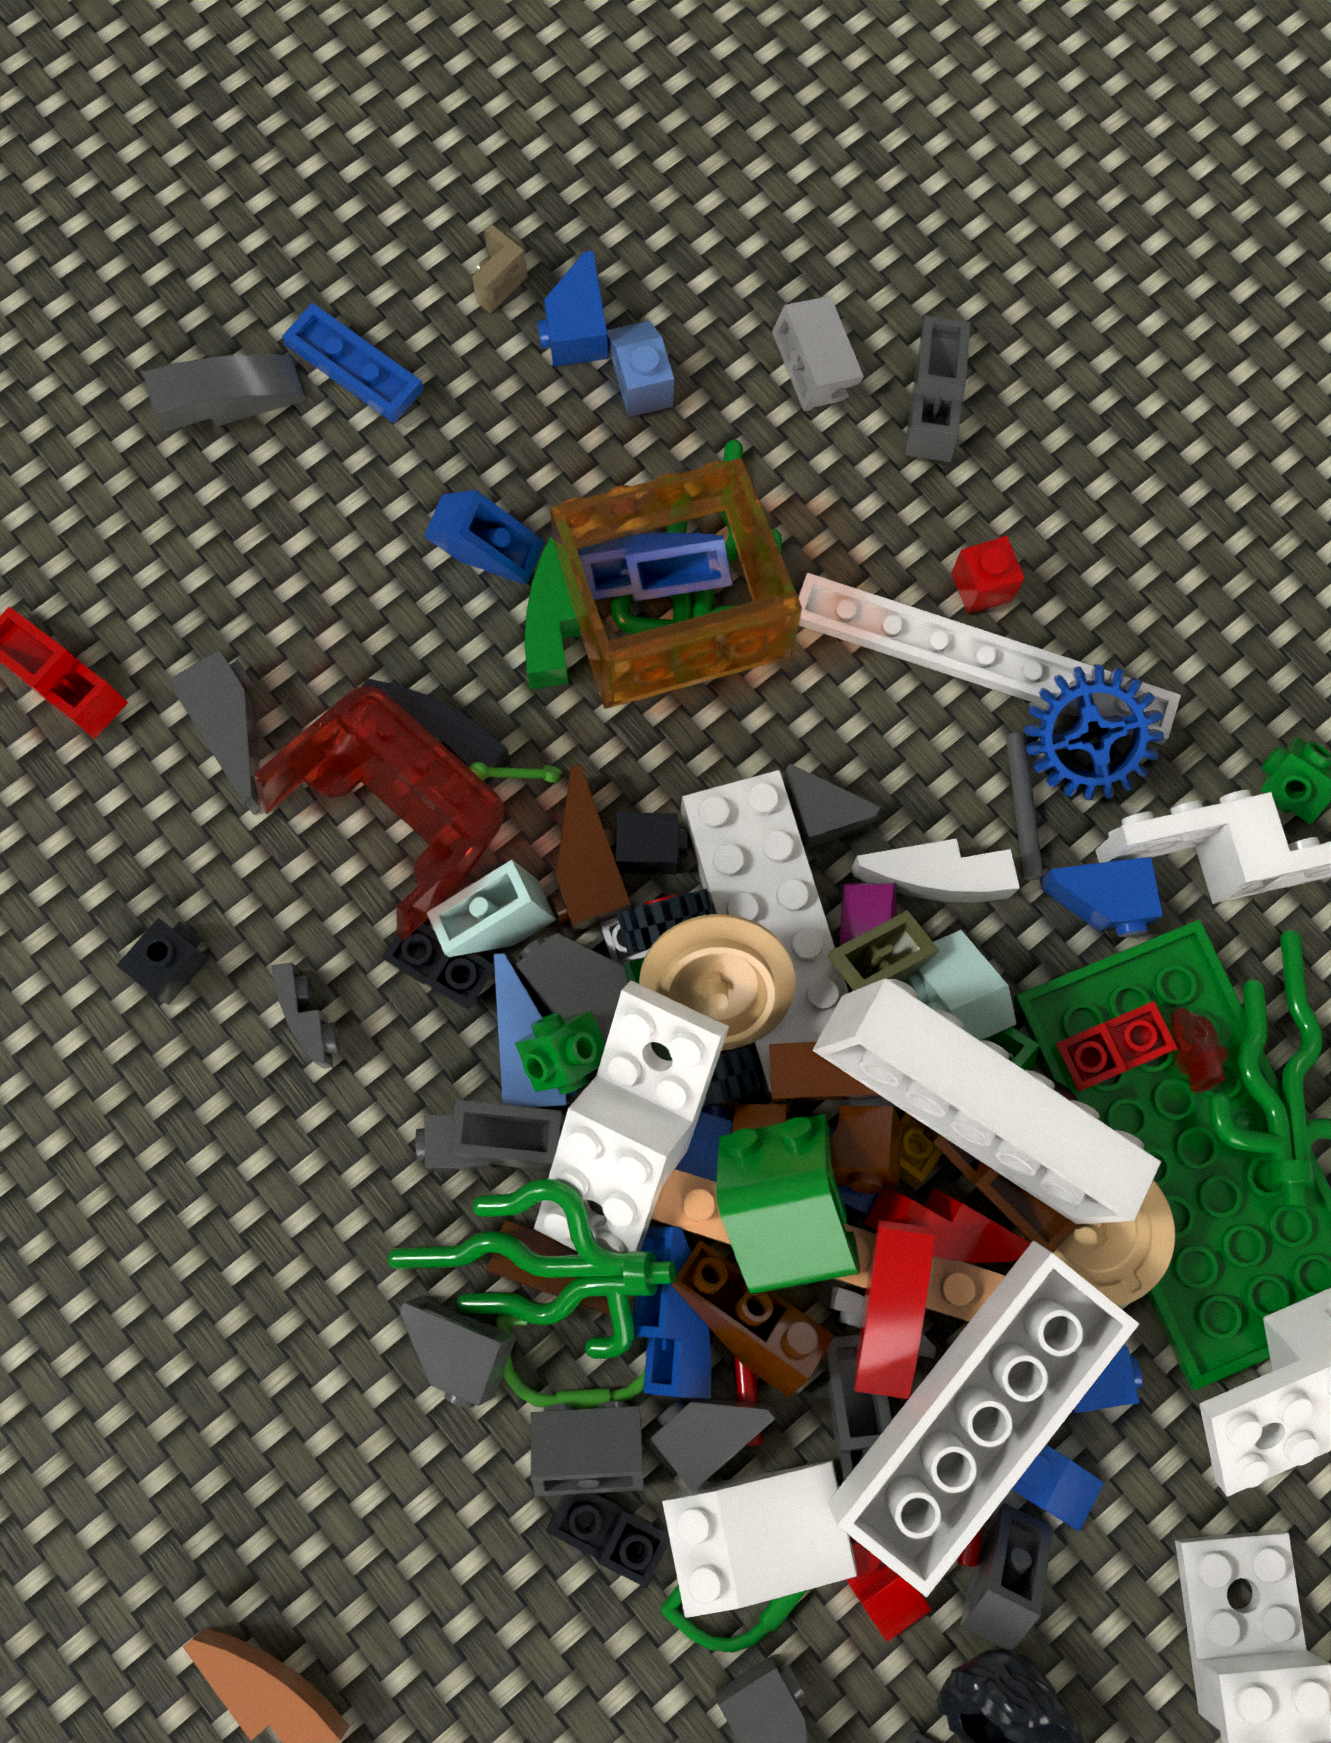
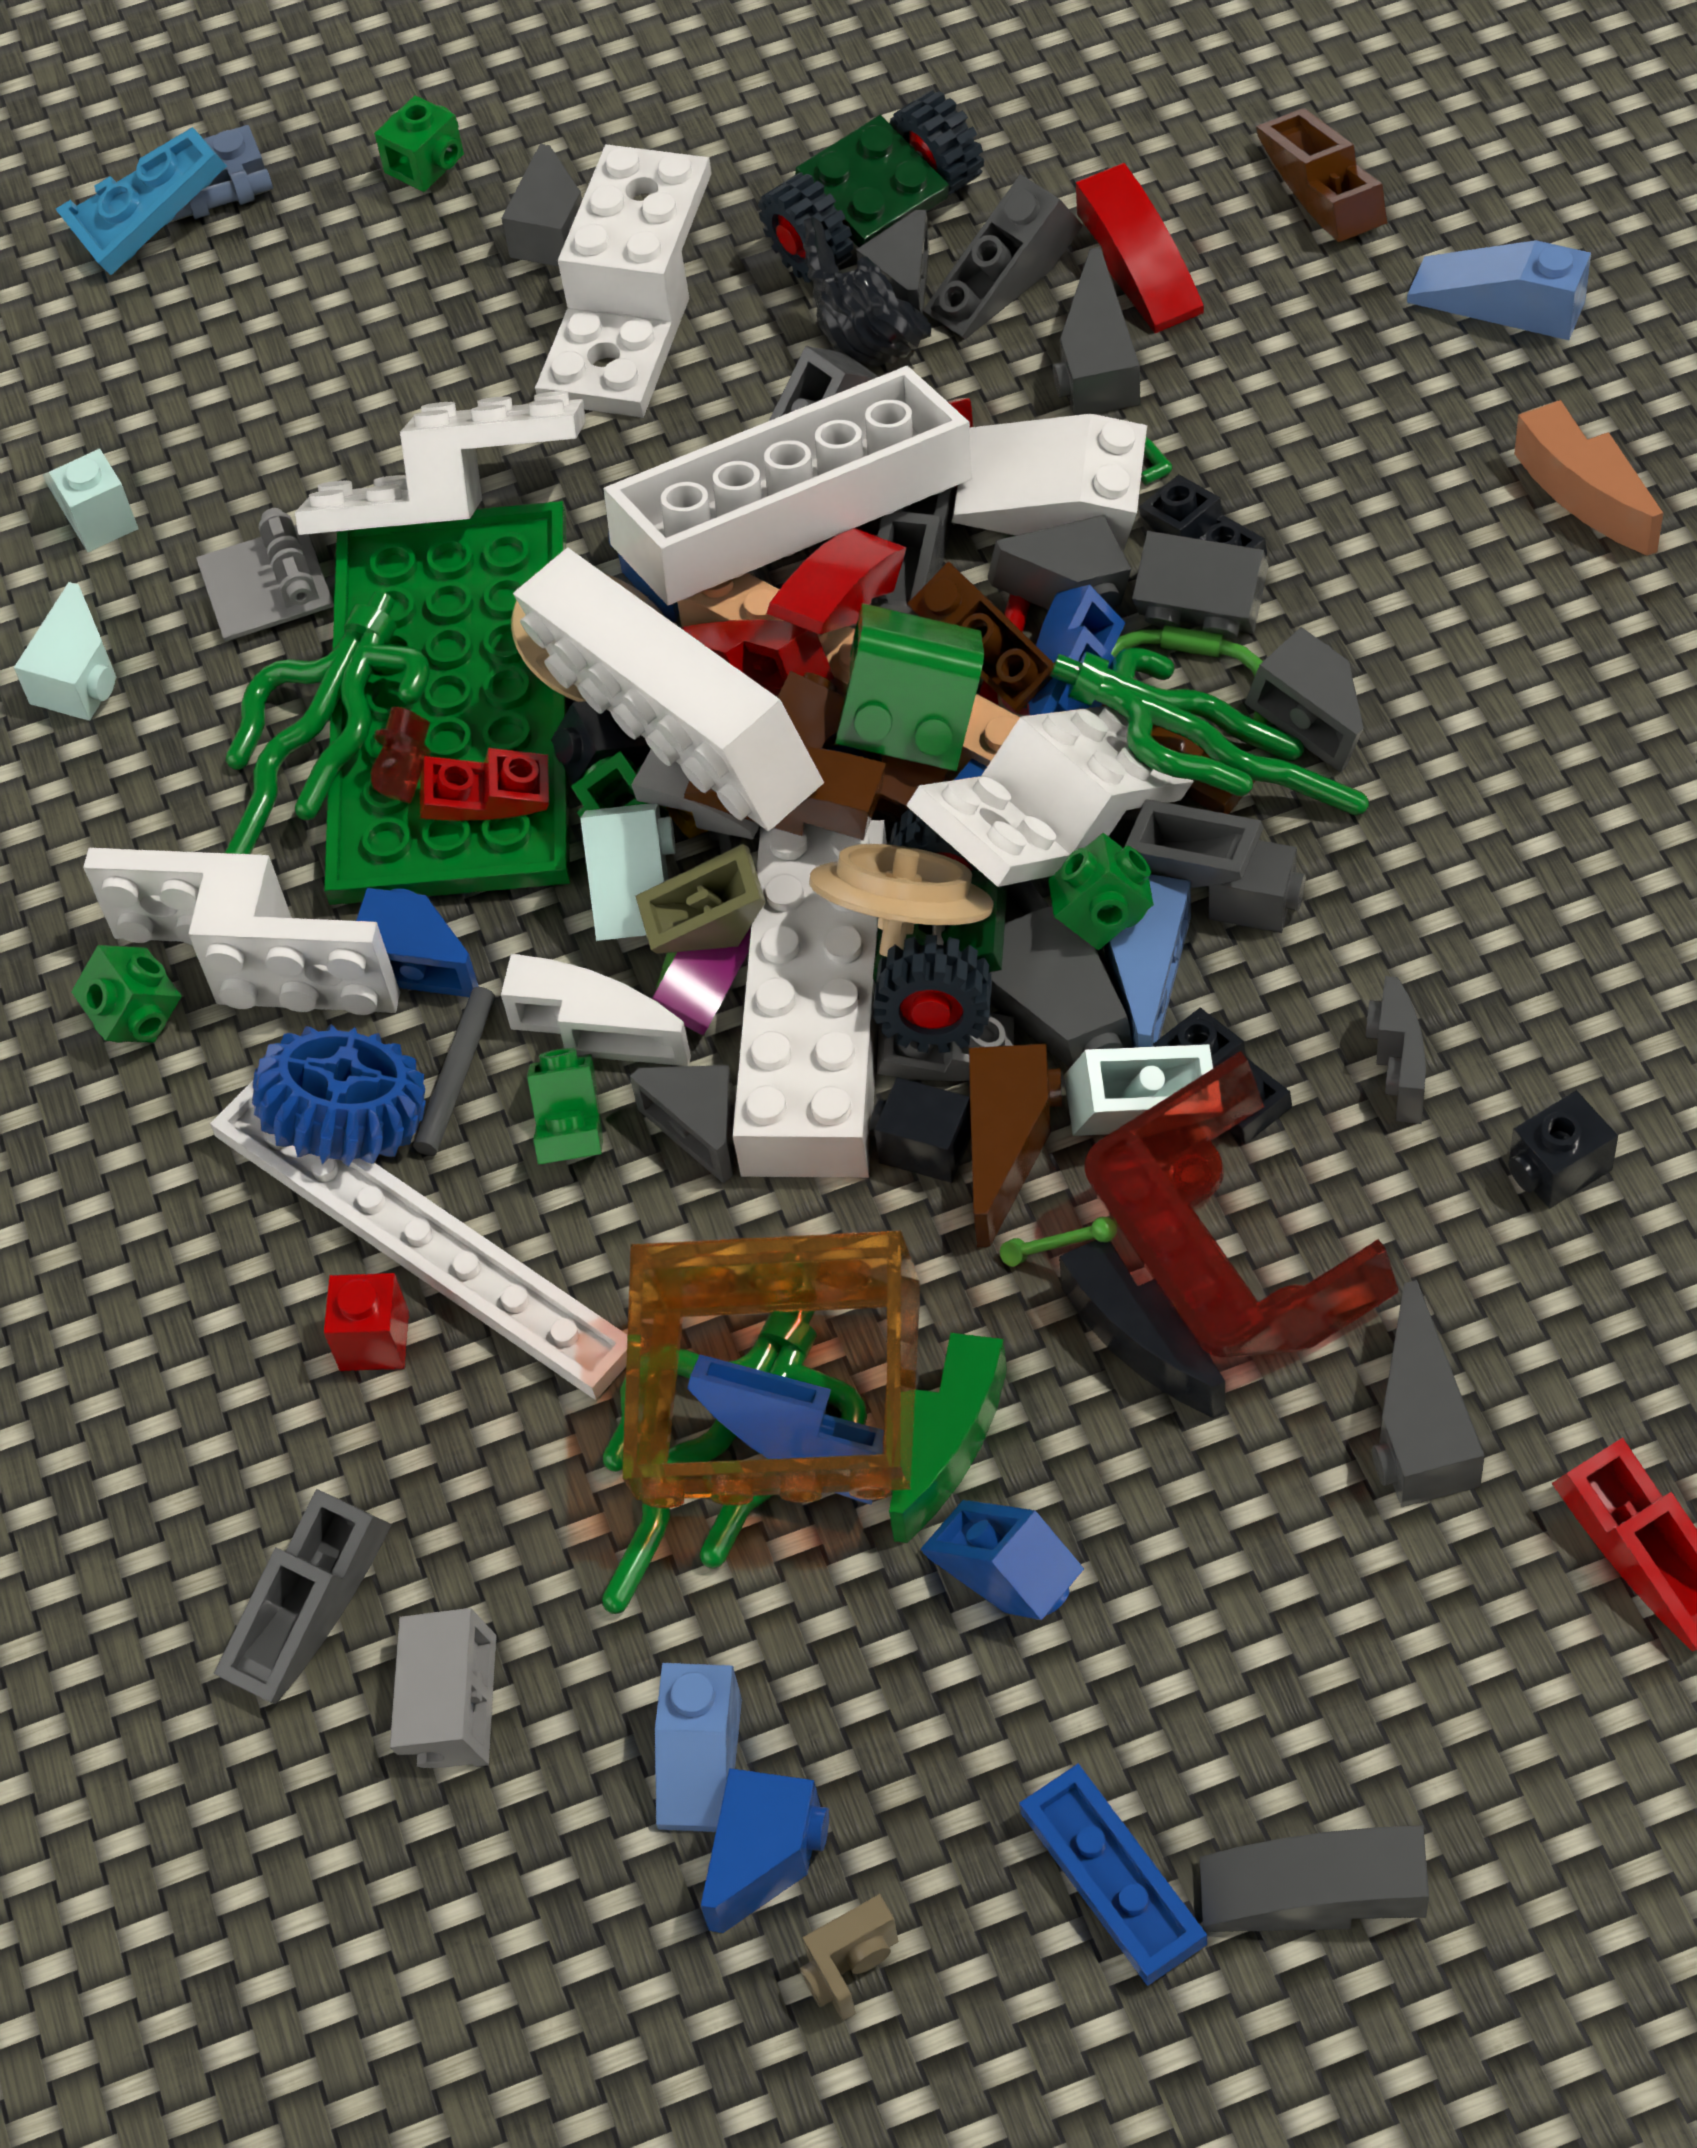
camera: 150 degrees left, 20 degrees down
(922, 792) = (565, 1106): none -> green slope

